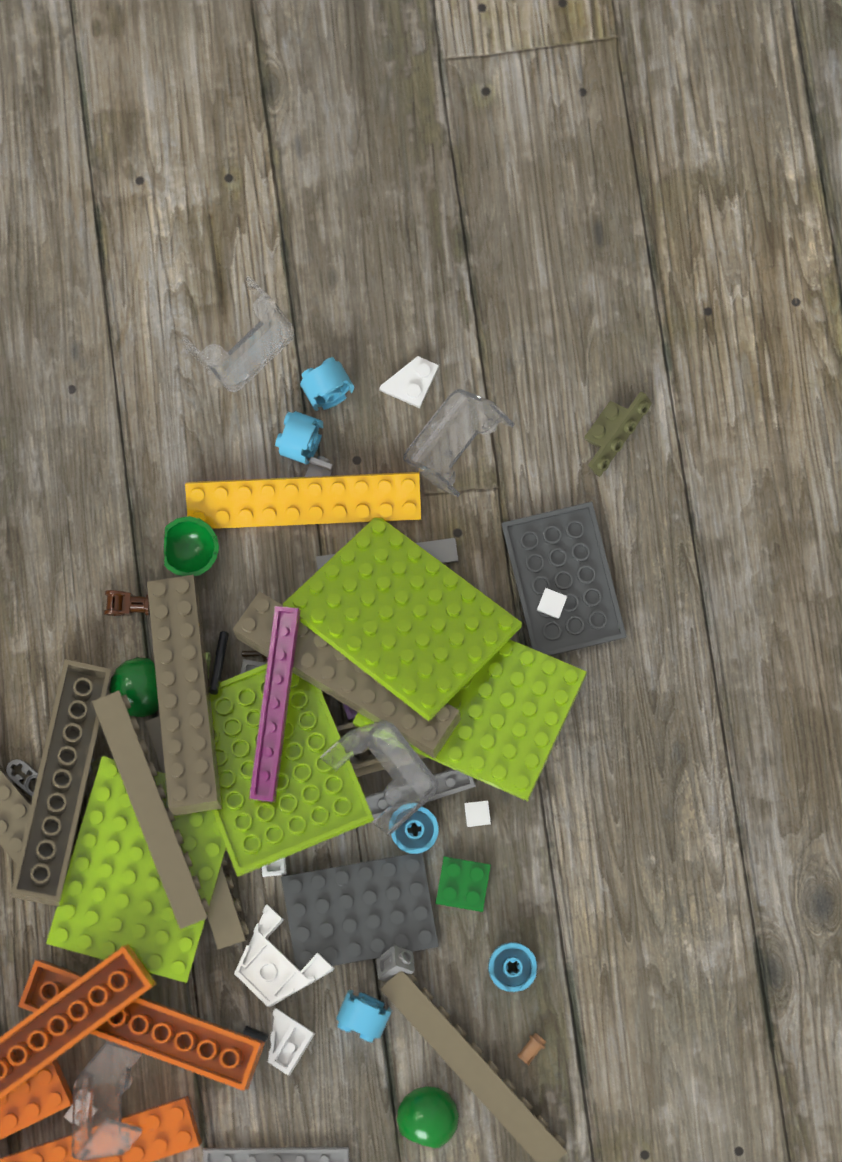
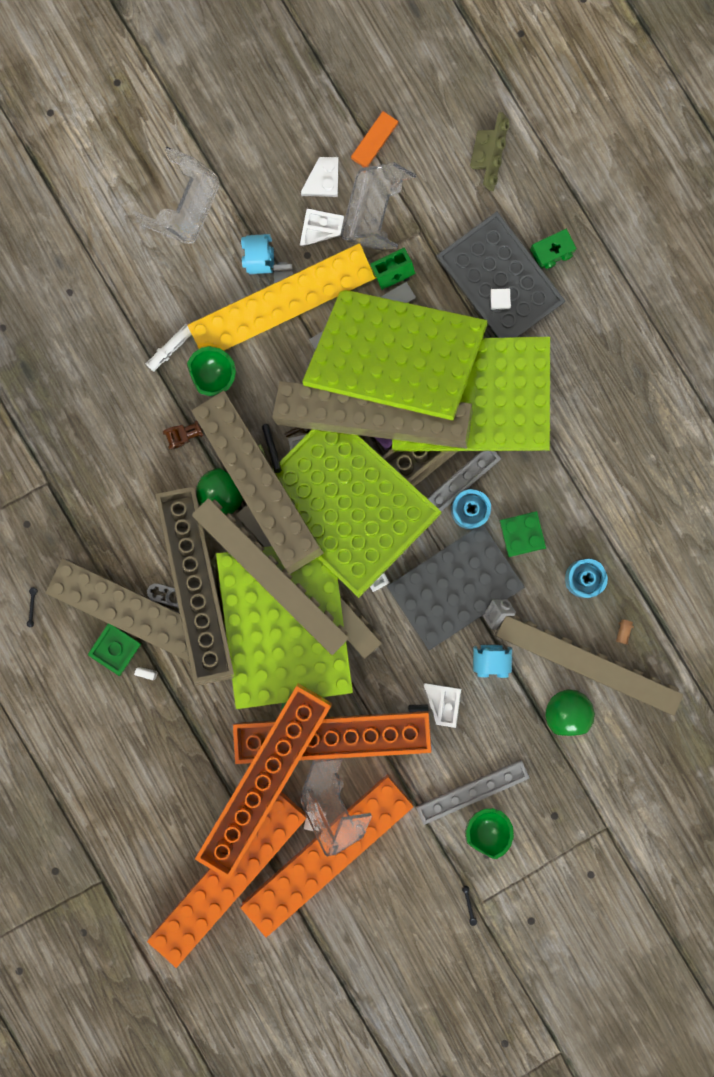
camera: 25 degrees left, 5 degrees up
(150, 501) = (166, 351): none -> white pin
(269, 971) = (407, 658): white wing -> none
(275, 704) = (330, 457): magenta plate -> none
(326, 384) = (260, 206): medium azure brick -> none
(384, 435) = (320, 227): none -> white wing
(411, 782) = (454, 470): clear windscreen -> none
(444, 517) = (393, 268): none -> green brick
(477, 813) = (510, 478): white tile -> none
(488, 362) = (374, 139): none -> orange tile
(649, 565) = (561, 242): none -> green brick

